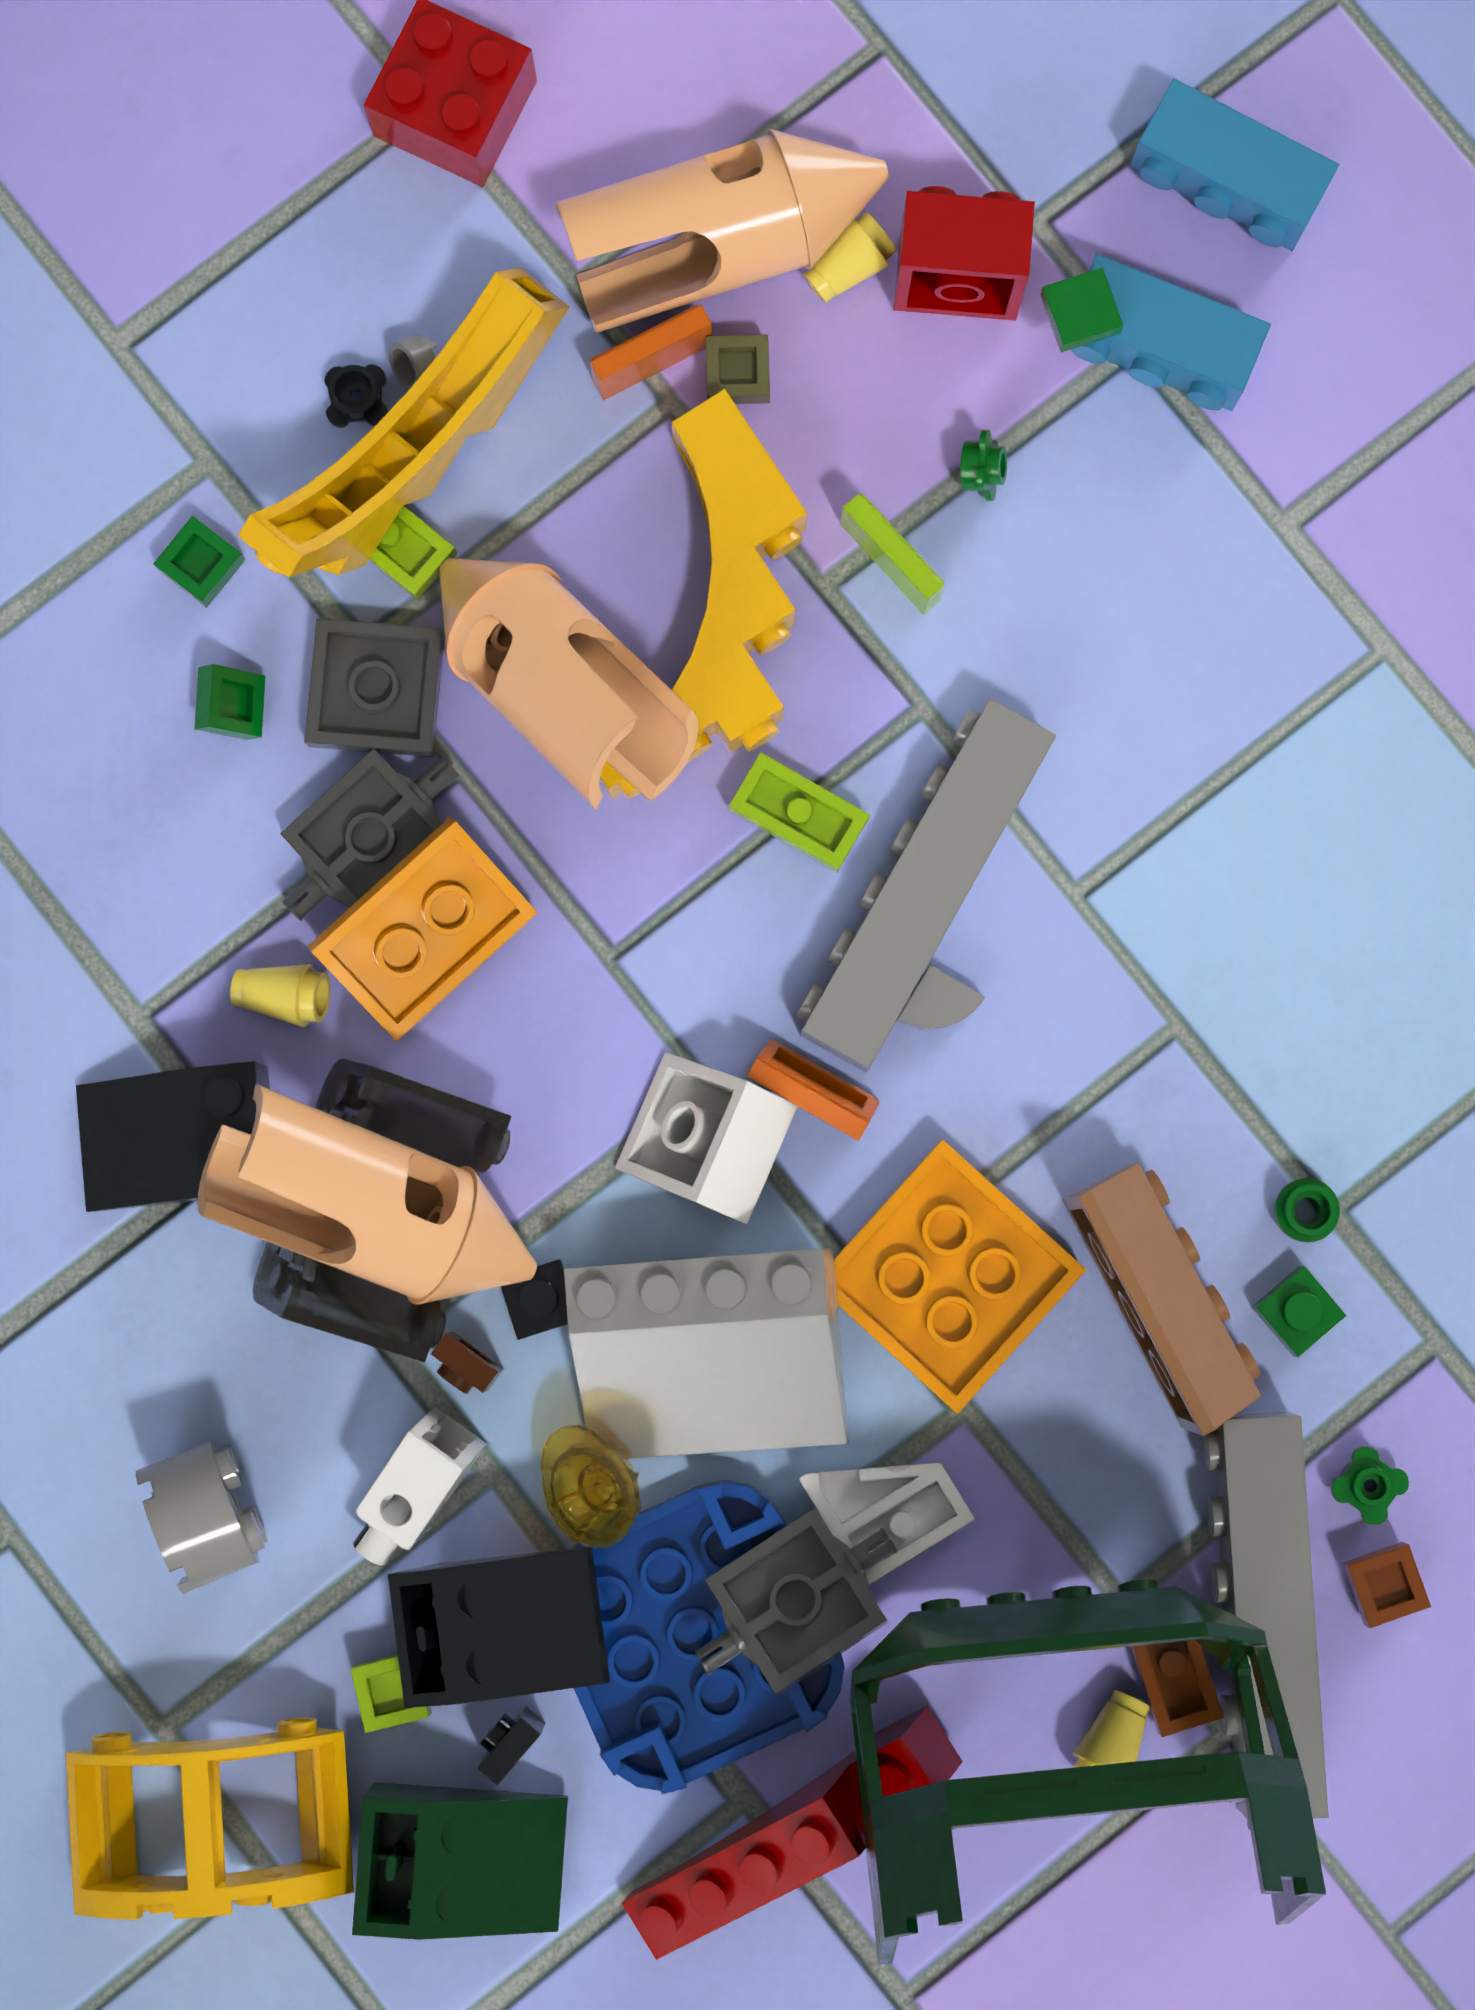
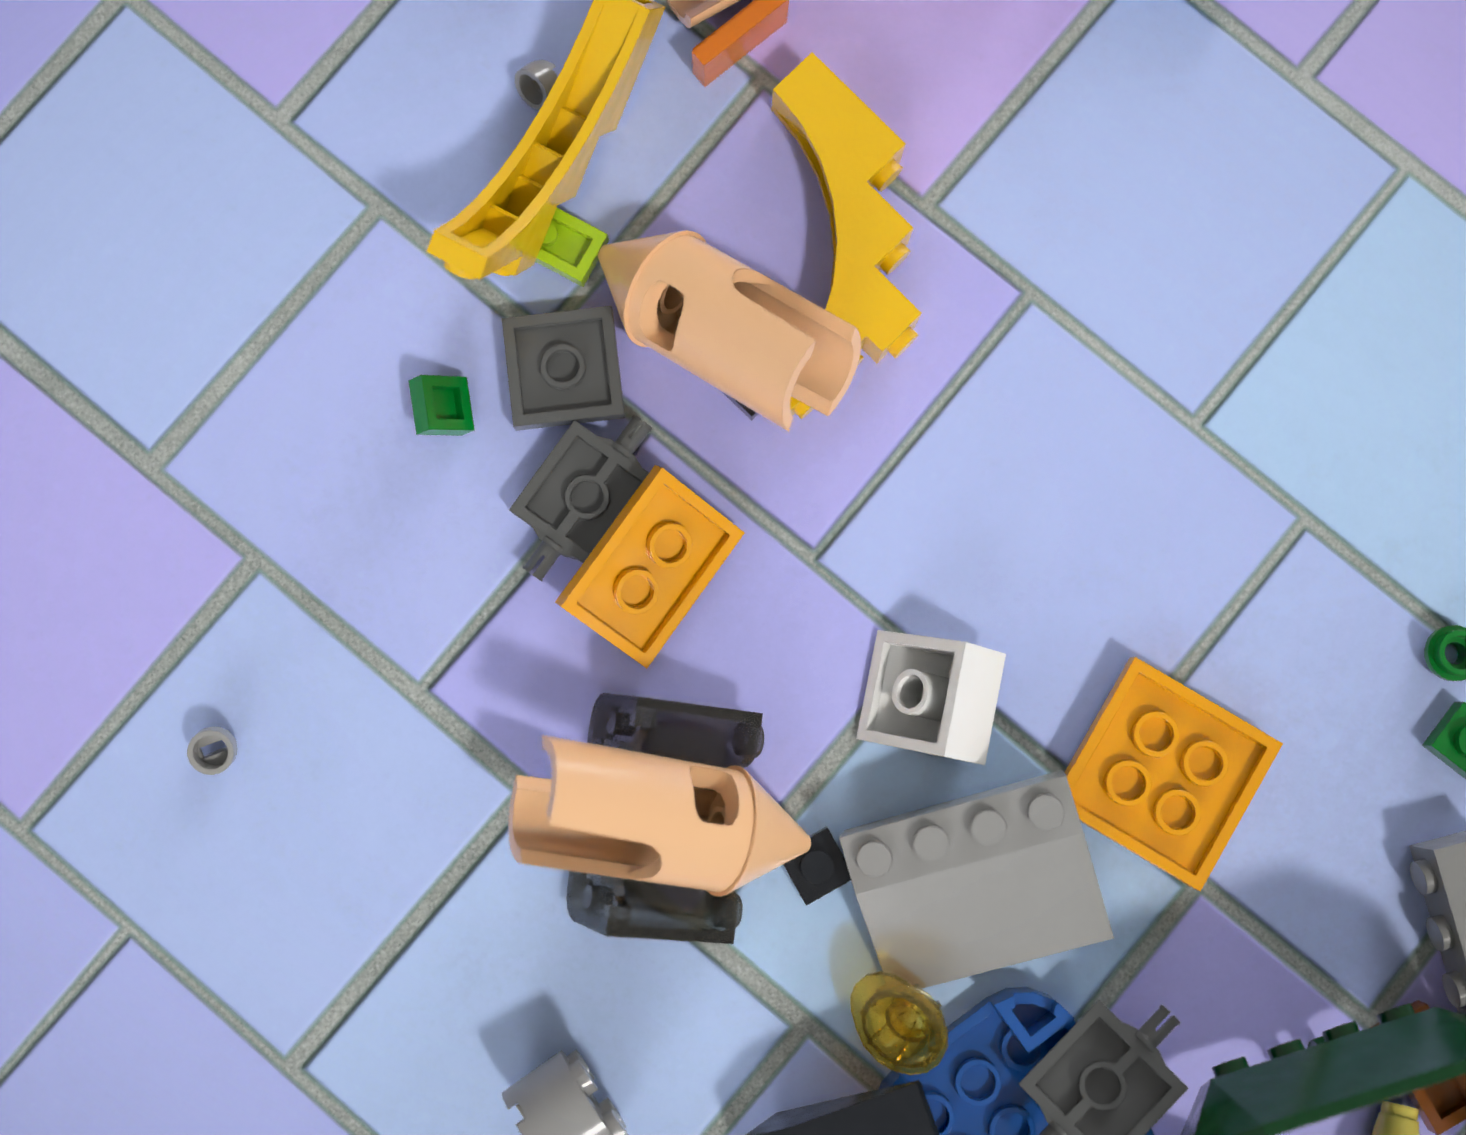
camera: 15 degrees left, 0 degrees up
(154, 1131) = (459, 790): black slope -> none
(199, 561) = (389, 290): green plate -> none
(284, 993) = (540, 646): light yellow cone -> none
(351, 378) = (491, 108): black plate -> none
(415, 1485) = (748, 1053): white torso -> none
(464, 1364) = (766, 937): reddish brown plate -> none
(739, 367) = (816, 31): olive plate -> none
(799, 812) = (950, 401): lime plate -> none
(814, 1088) = (1015, 636): orange tile -> none
(892, 553) = (981, 165): lime tile -> none
(909, 1501) = (1170, 974): white wing -> none
(927, 884) = (1073, 441): light grey brick -> none
(939, 1002) = (1102, 539): light grey tile -> none
(983, 465) = (1041, 76): green plate -> none
(1164, 1299) = (1356, 757): medium nougat slope -> none

